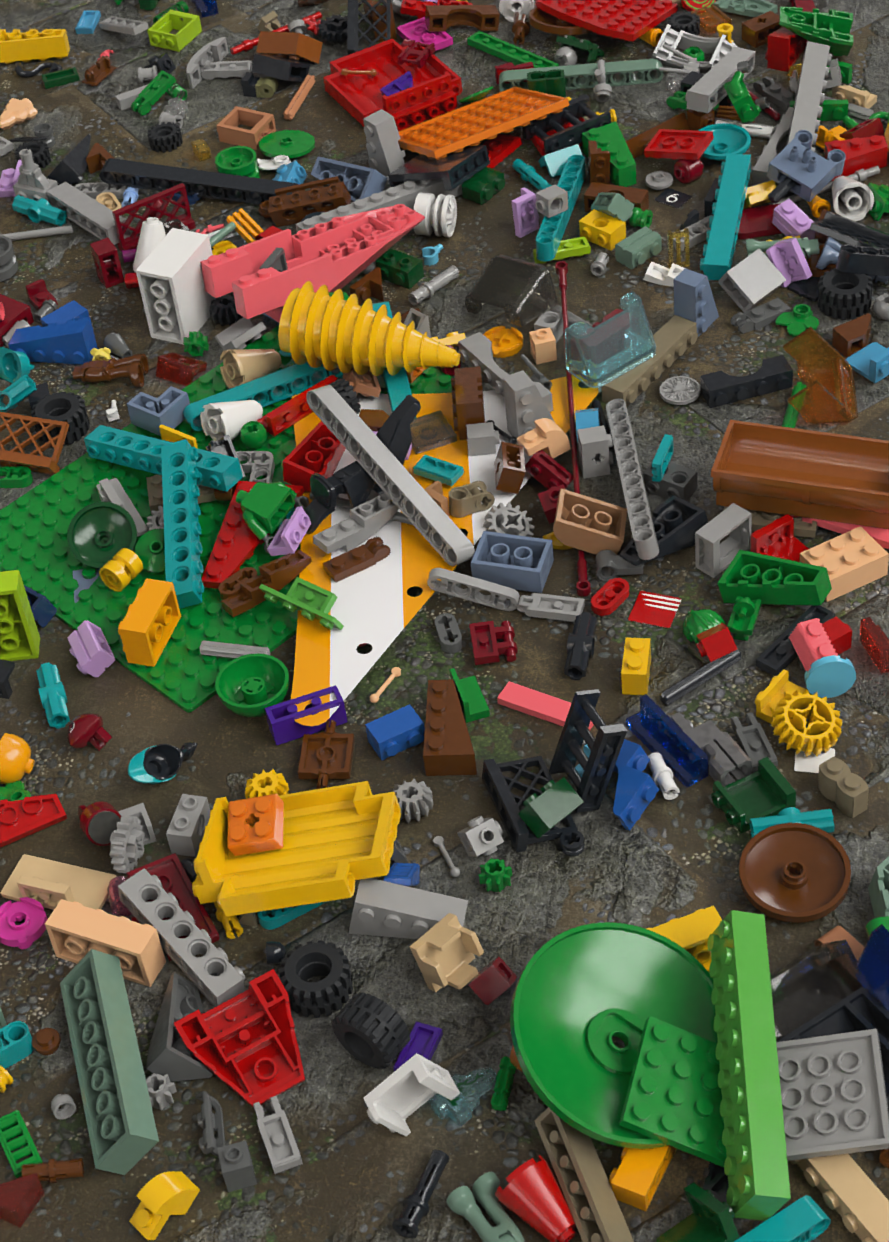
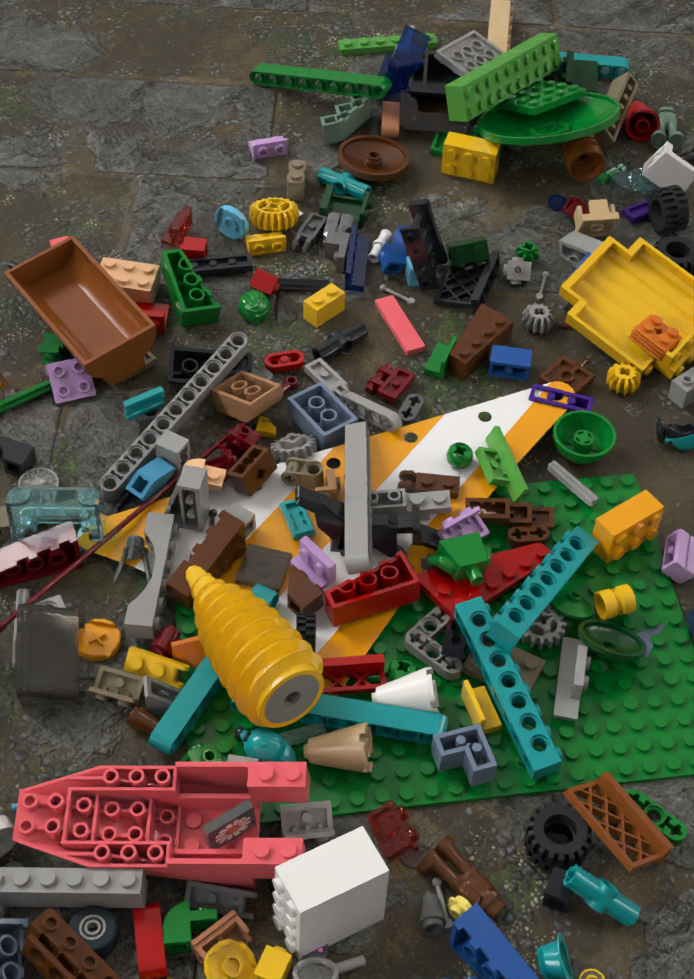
camera: 150 degrees left, 5 degrees up
(112, 413) = (498, 820): white hand -> none
(349, 588) = (459, 455): none -> green piece
(428, 288) = (77, 752): light grey pin -> none
(449, 319) = (118, 685): none -> dark tan bracket
(543, 346) = (81, 594): light nougat brick -> none
(654, 609) = (264, 343): red sticker -> none
(714, 556) = (175, 322): light grey window -> none
(744, 617) = (227, 289): green hips -> none
(811, 642) = (218, 241): coral brick -> none

